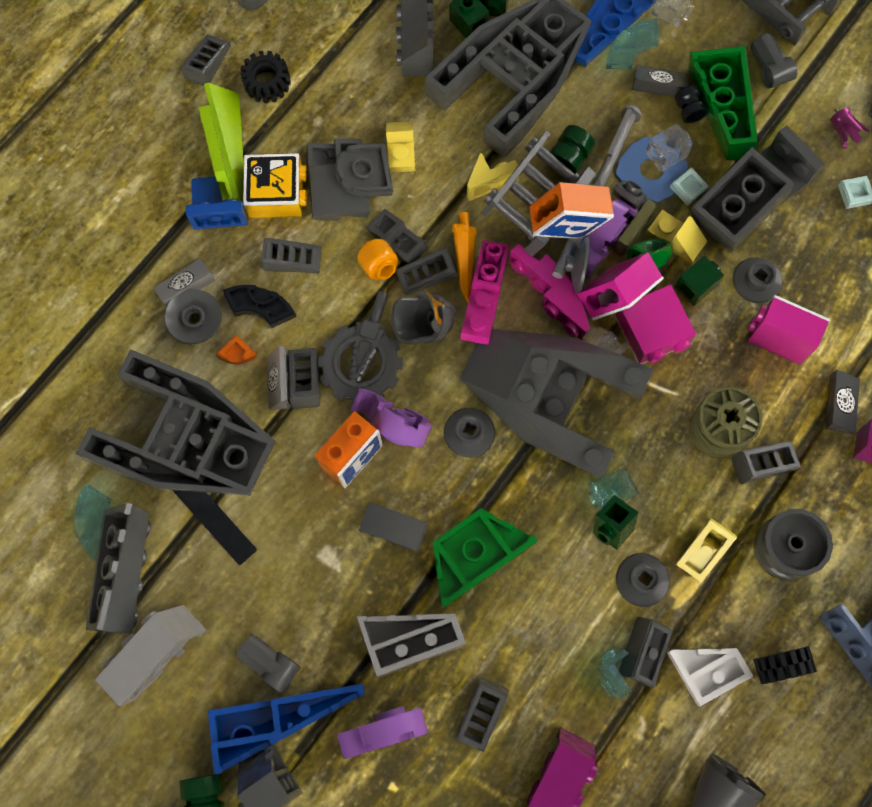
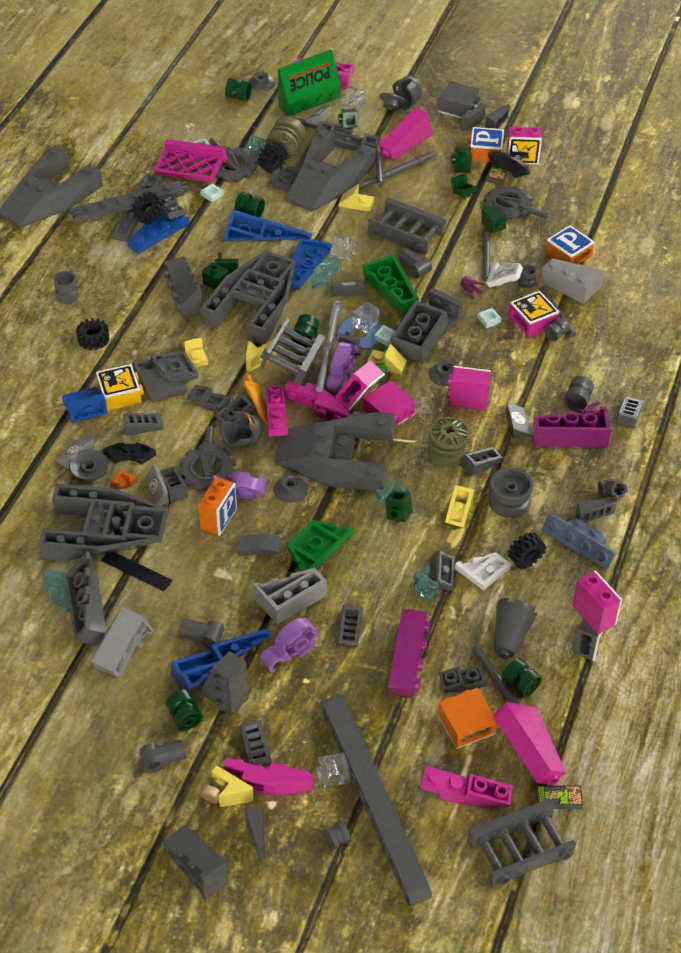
camera: 20 degrees left, 25 degrees down
(205, 75) = (48, 334): dark grey slope -> none
(224, 139) = (75, 369): lime wedge -> none
(377, 259) = (200, 410): light orange head -> none
(571, 210) = (316, 347): orange piece -> none
(577, 263) = (329, 378): dark grey dish -> none
(635, 227) = (360, 358): olive tile -> none
(635, 591) = (421, 541): dark grey piece -> none
(691, 103) = (372, 293): black wheel -> none
(699, 280) = (408, 377): dark green brick -> none

